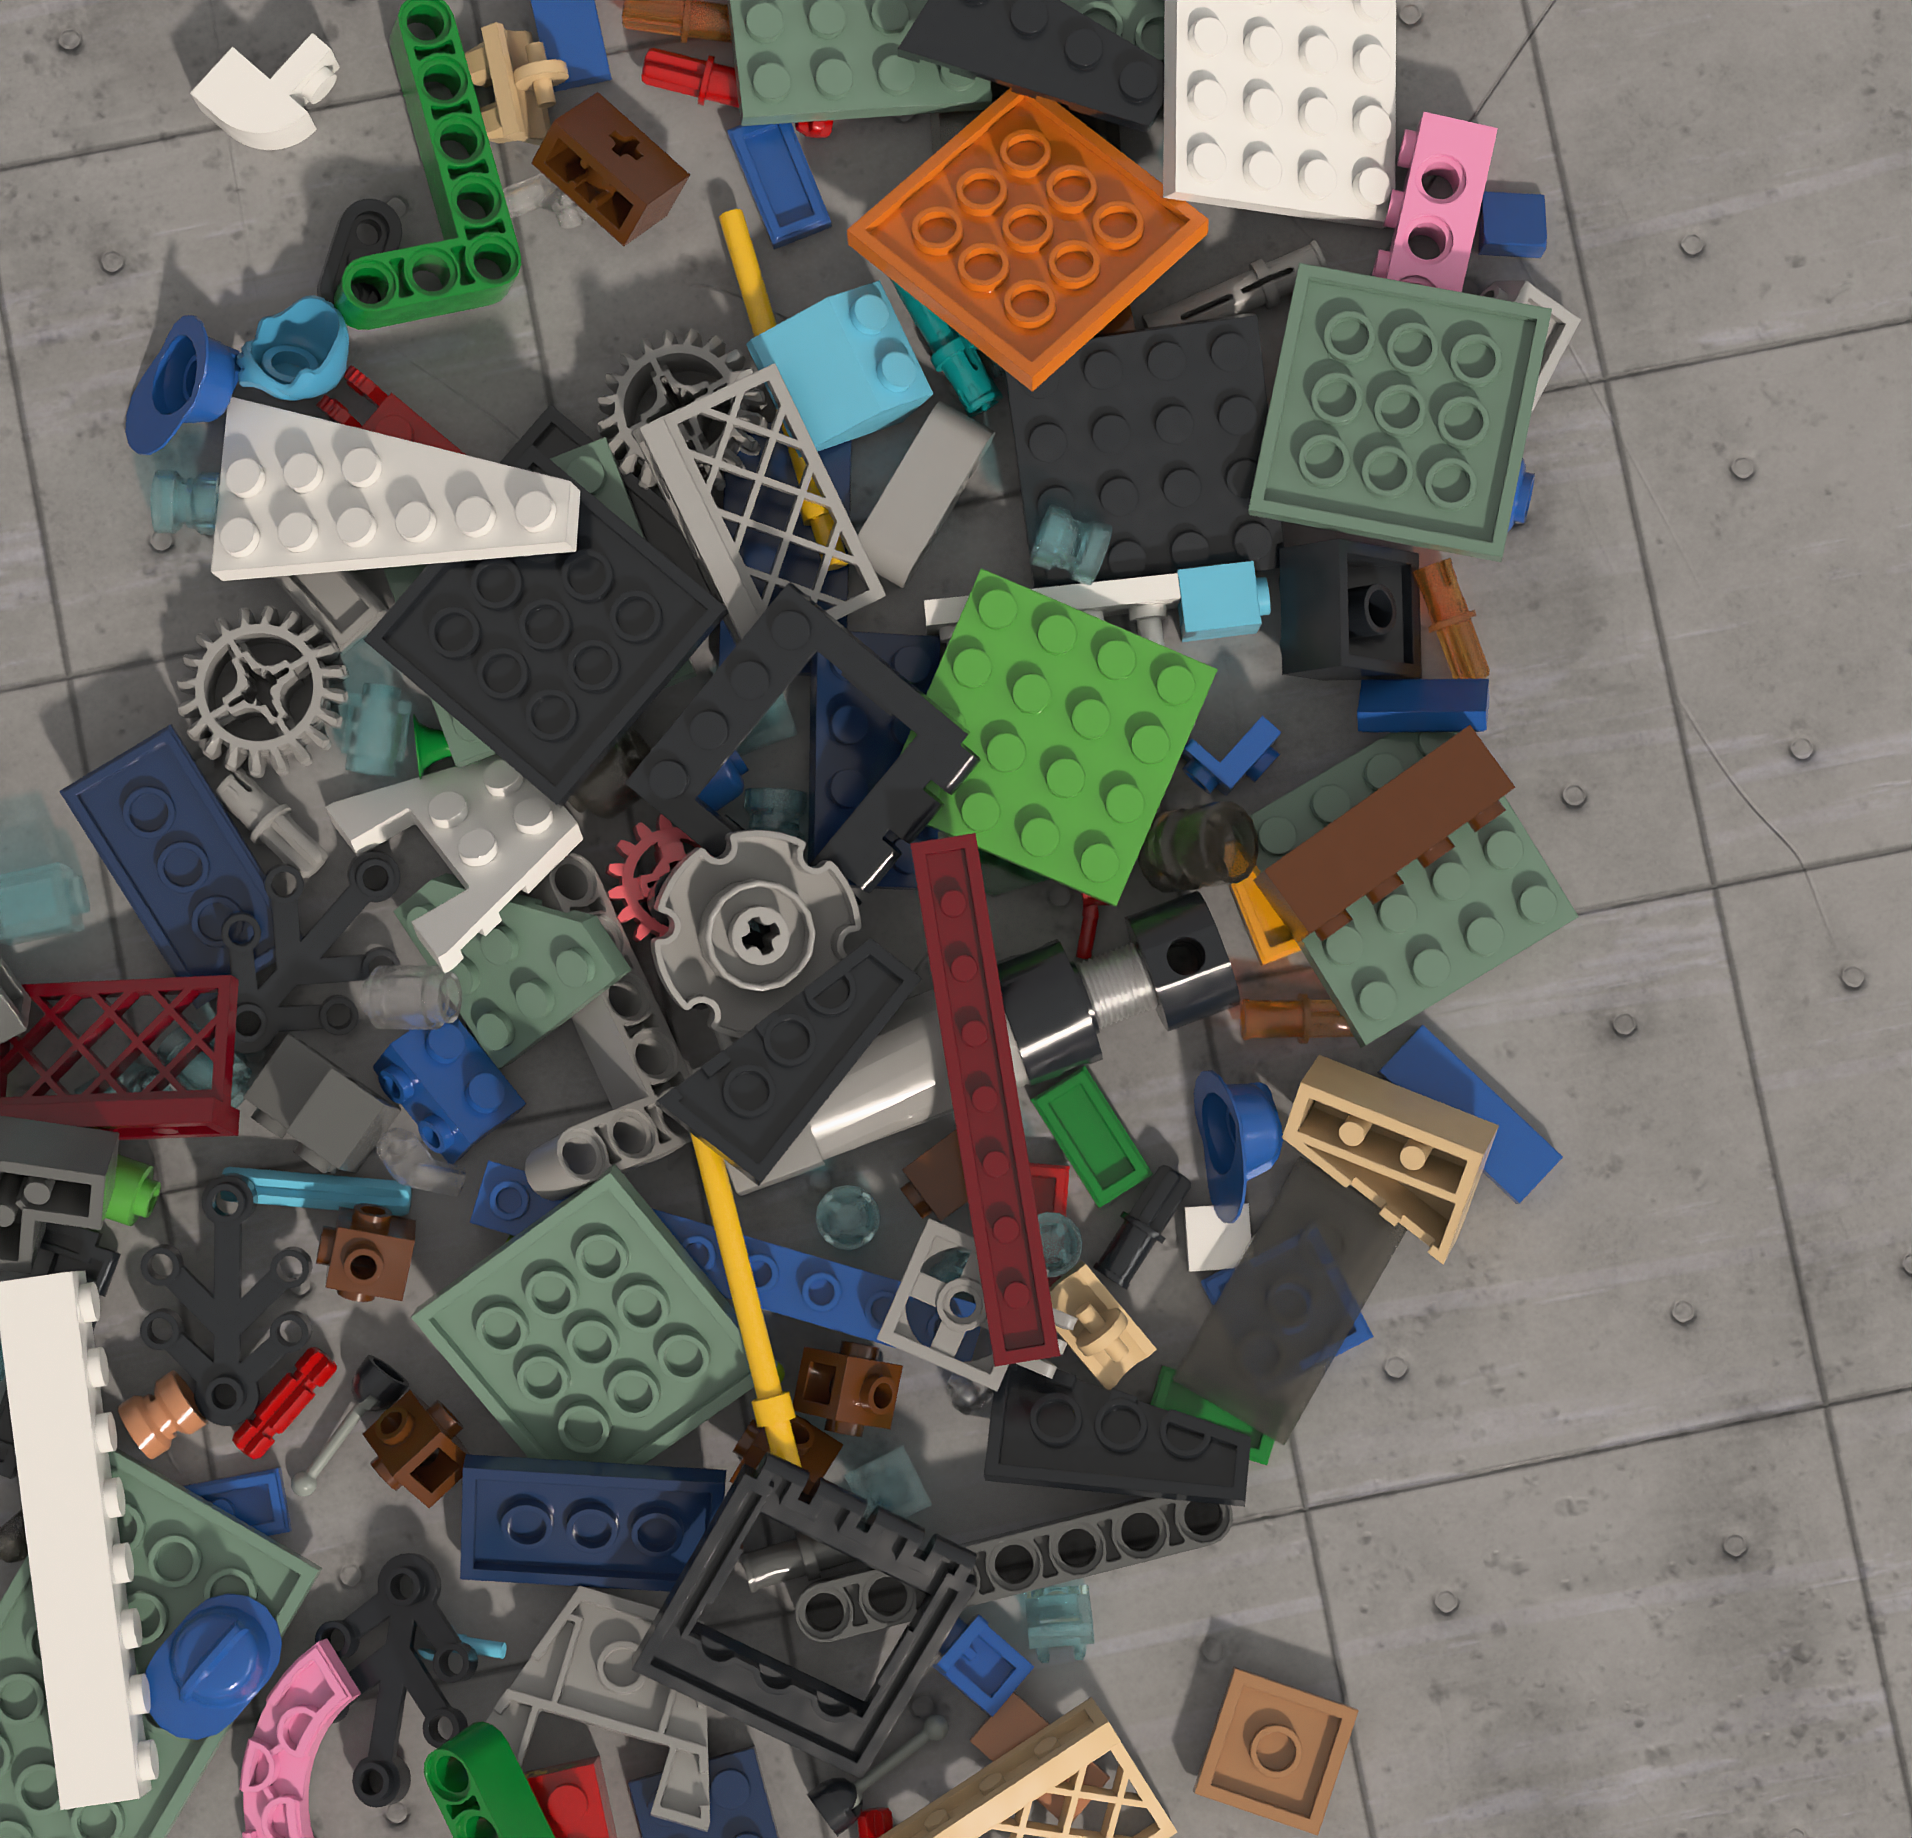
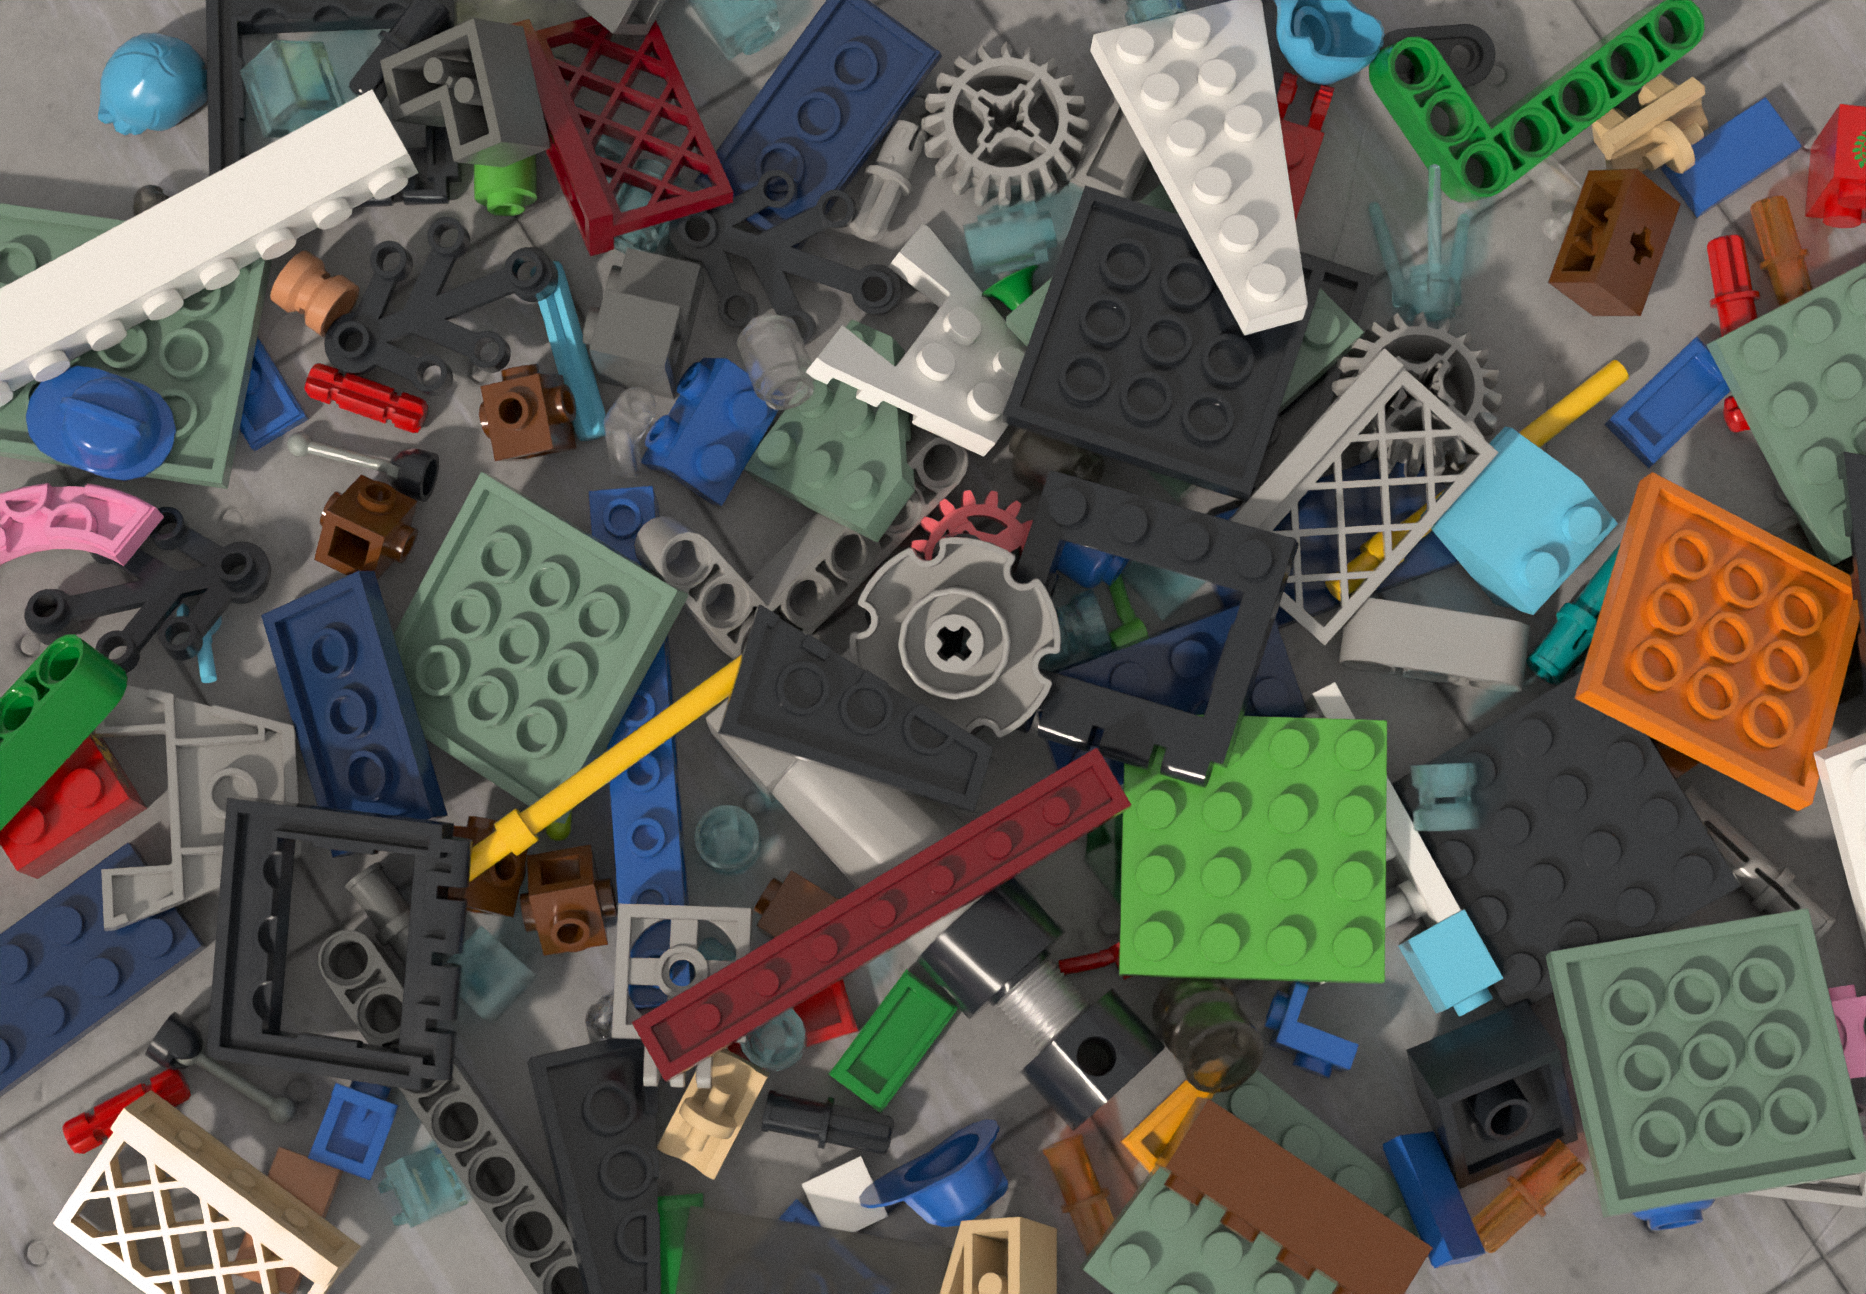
camera: 70 degrees right, 5 degrees down
(582, 354) = (1429, 285): none -> clear light blue plant
(796, 765) = (1132, 627): none -> bright green hand

